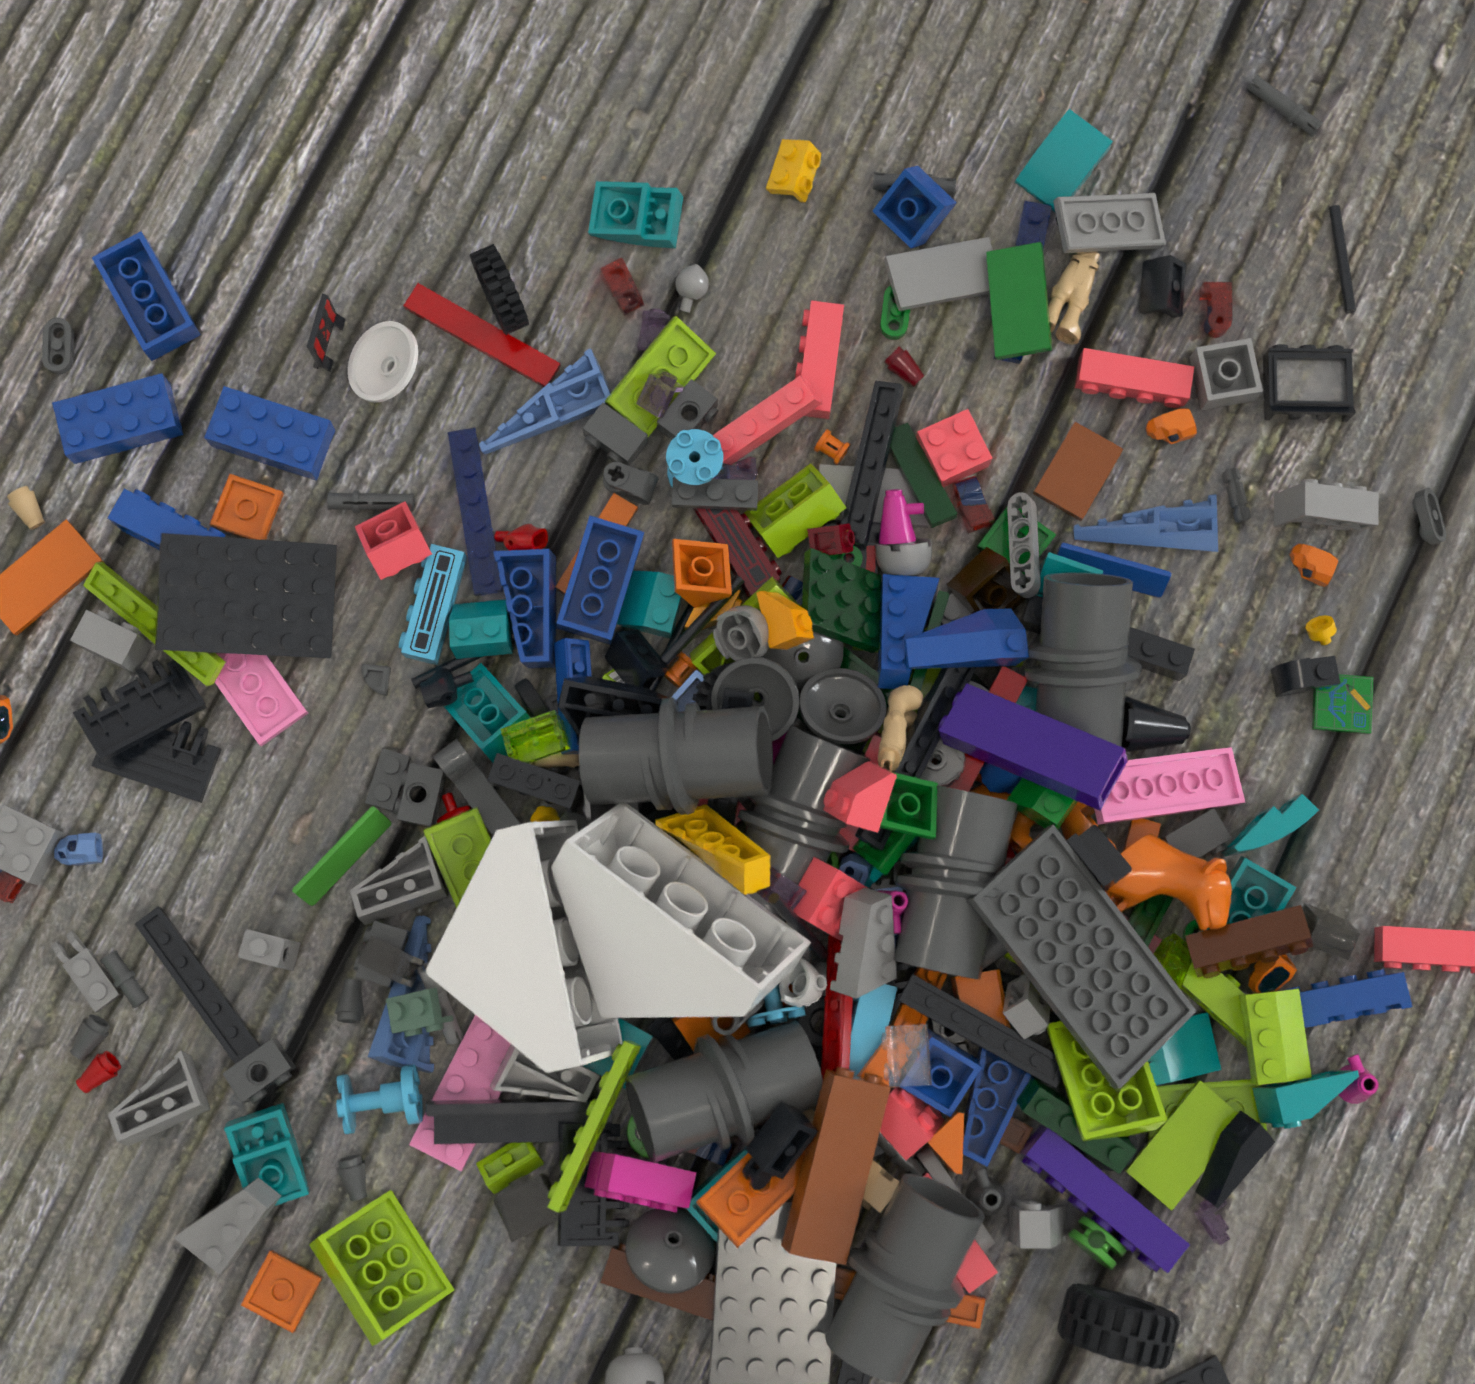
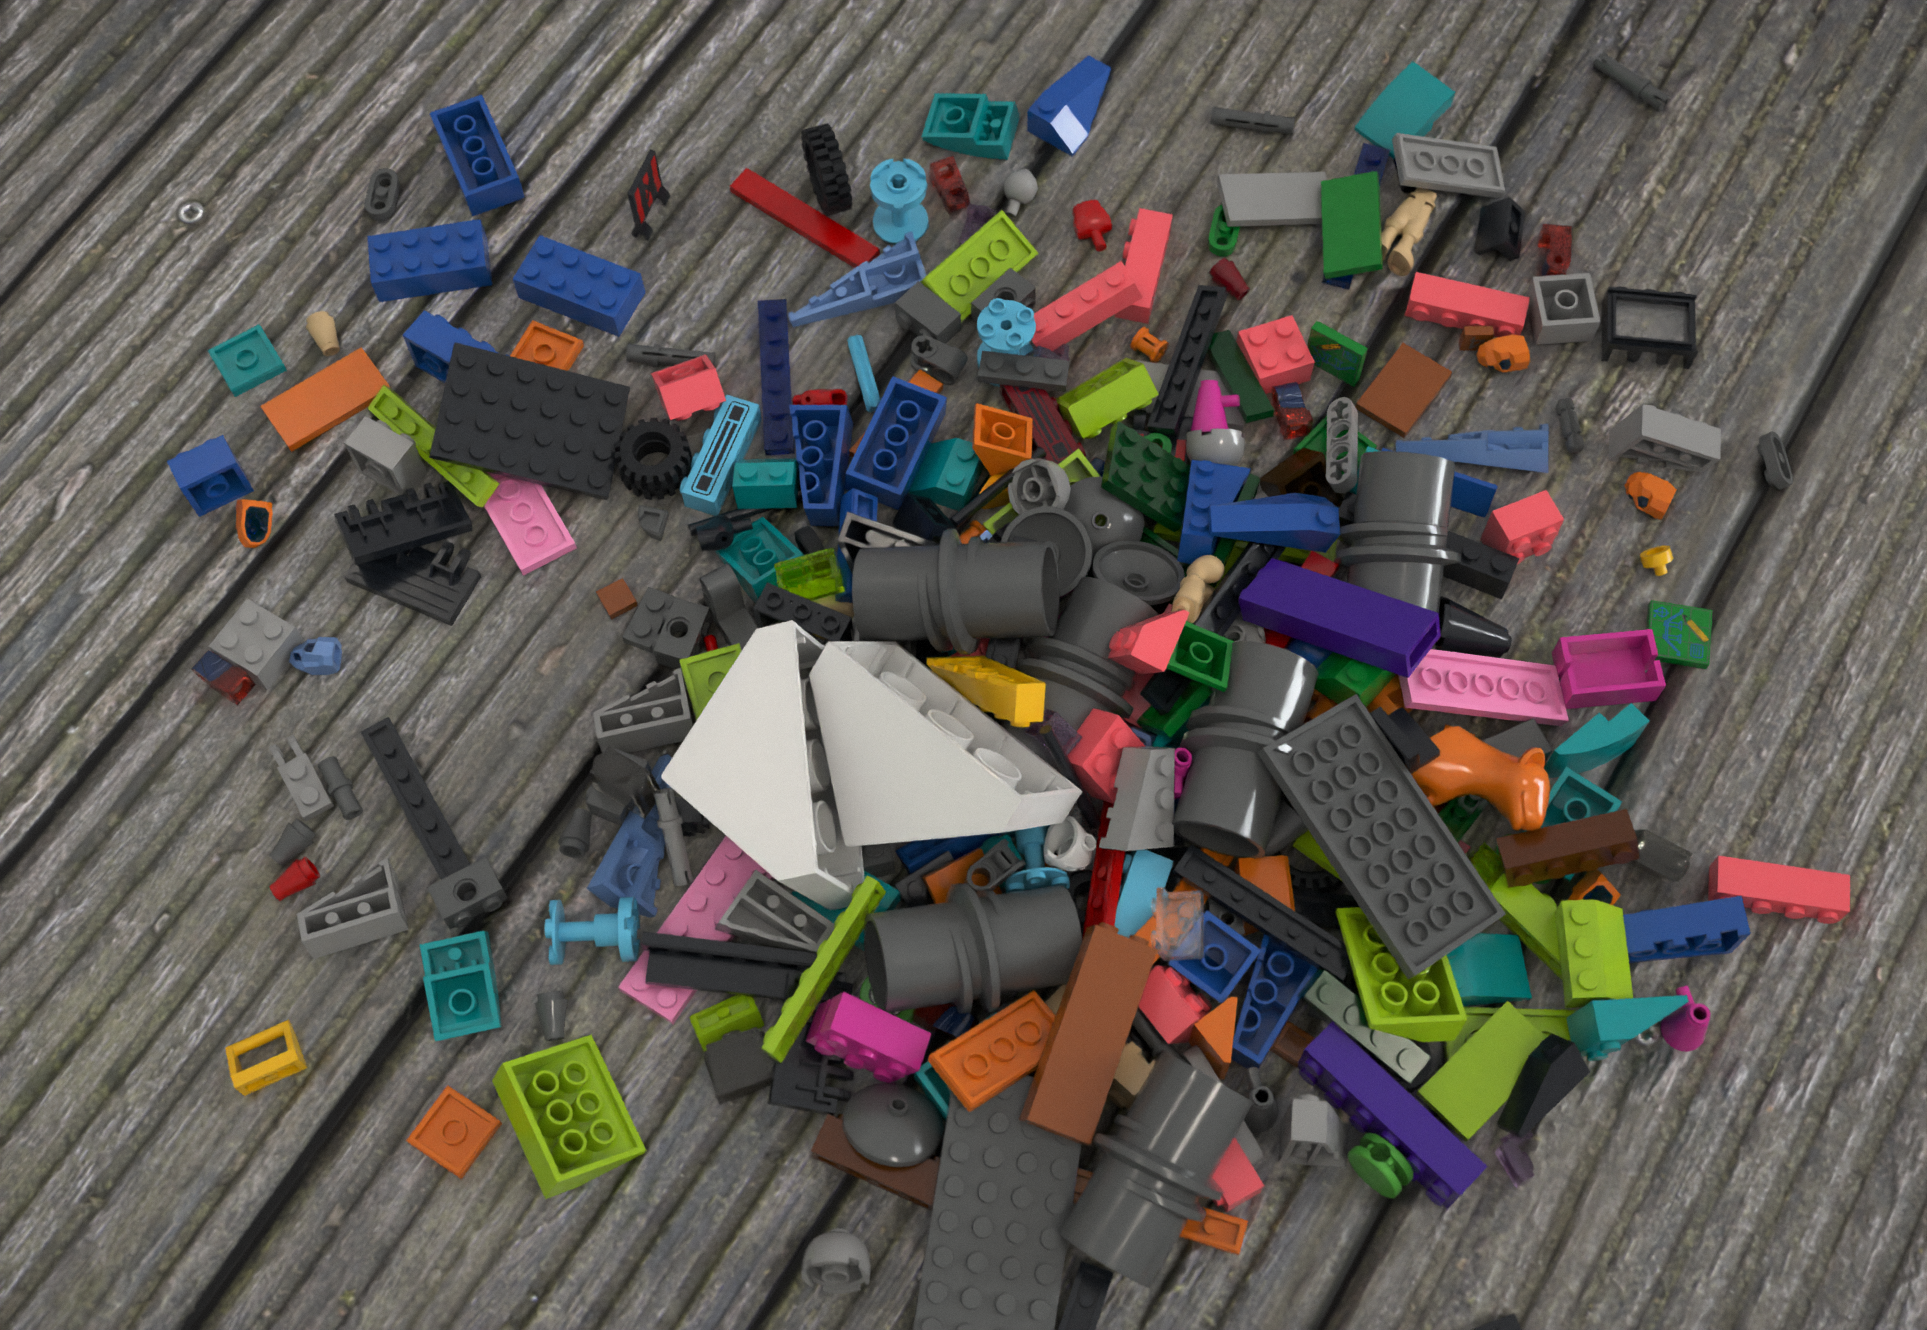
camera: 10 degrees right, 15 degrees down
(129, 1242) = (270, 1070): none -> yellow tile
(228, 1228) = (409, 1046): light grey wedge -> none
(269, 950) = (492, 766): light grey torso -> none
(342, 856) = (589, 687): bright green slope -> none
(354, 762) = (616, 598): none -> dark orange tile
(358, 596) = (648, 439): none -> black tyre
(382, 361) = (701, 229): white dish -> none
(415, 1011) = (646, 841): sand green bracket -> none
(560, 501) = (864, 372): none -> medium azure axle
(575, 317) = (899, 191): none -> medium azure piece
(658, 393) = (975, 274): bracket -> none
(731, 185) = (1069, 105): none -> blue wedge
(765, 315) = (1092, 222): none -> red piece
(778, 1145) = (1024, 1002): black brick -> none
(786, 621) = (1085, 479): light orange slope -> none
(794, 169) = (1133, 99): yellow bracket -> none
(832, 539) = (1143, 418): dark red bracket -> none
(914, 206) = (1250, 133): blue brick -> none
(1012, 445) = (1336, 353): none -> green tile
(1026, 1007) = (1317, 892): light grey brick -> none
(1118, 1326) = (1400, 1249): black tyre -> none
(1144, 410) = (1475, 336): none -> dark orange tile
(1197, 615) = (1524, 526): none -> coral brick
(1280, 750) = (1608, 668): none -> dark pink piece
(1304, 674) = (1631, 595): black brick -> none
(1342, 259) = (1687, 221): black bar -> none

